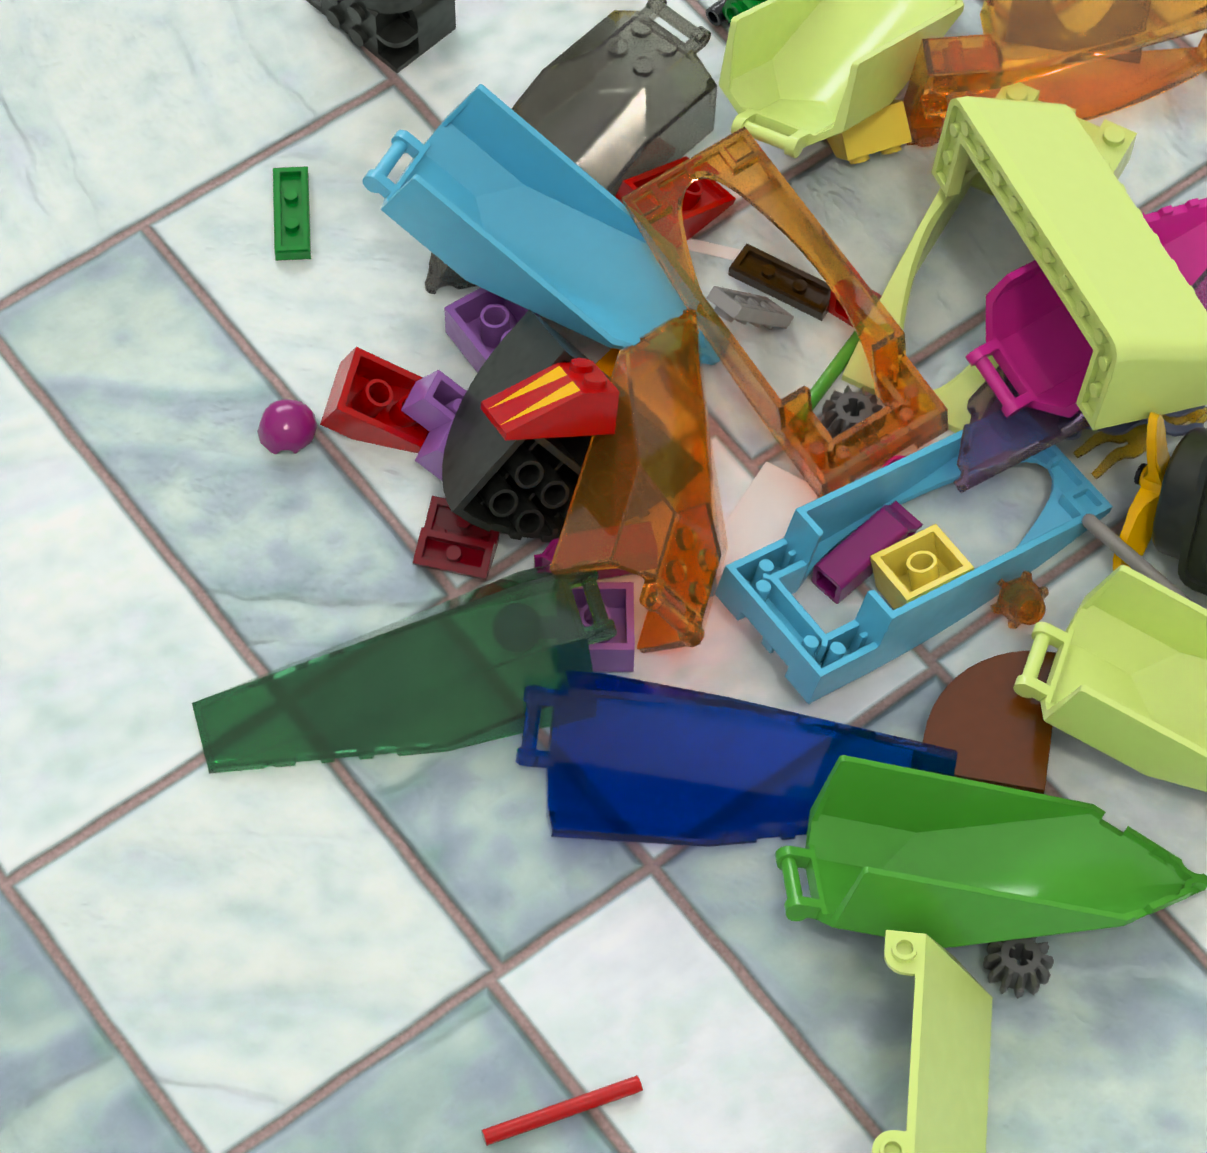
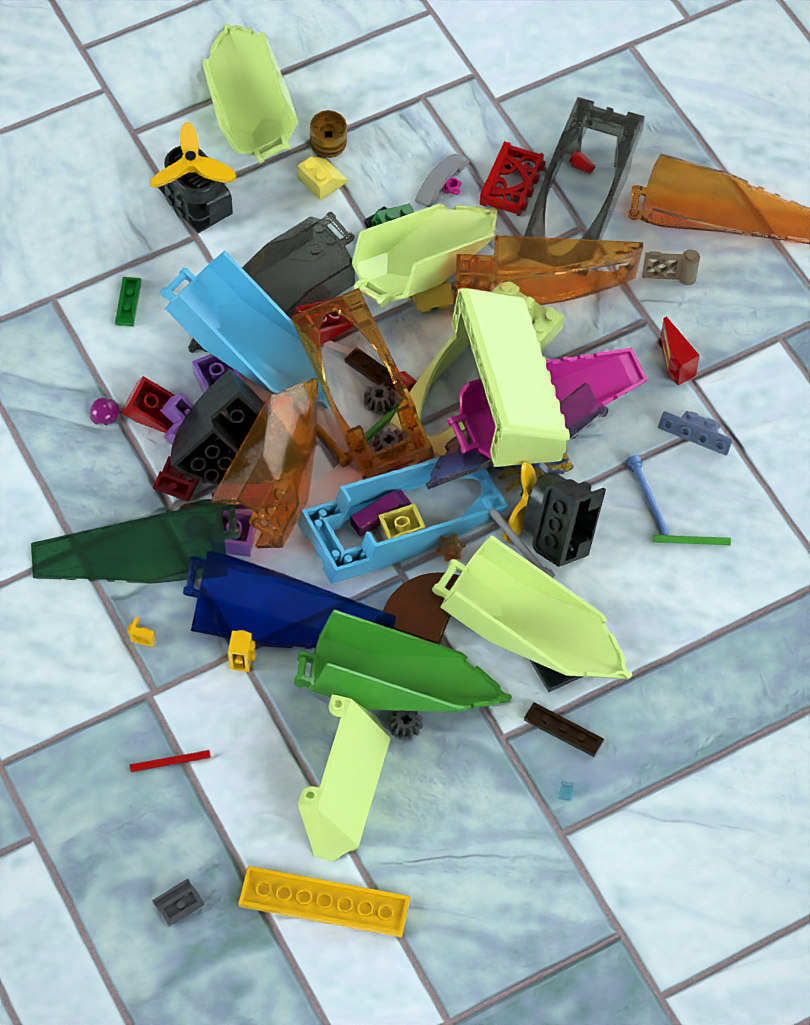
camera: 10 degrees right, 0 degrees up
(451, 860) = (141, 635): none -> yellow bracket
(556, 403) = (228, 418): red slope -> none
(663, 862) = (241, 651): none -> yellow brick
(748, 308) = (344, 381): light grey plate -> none
(773, 457) = (344, 459): none -> pearl gold bar
(813, 333) = (379, 398): none -> dark grey gear

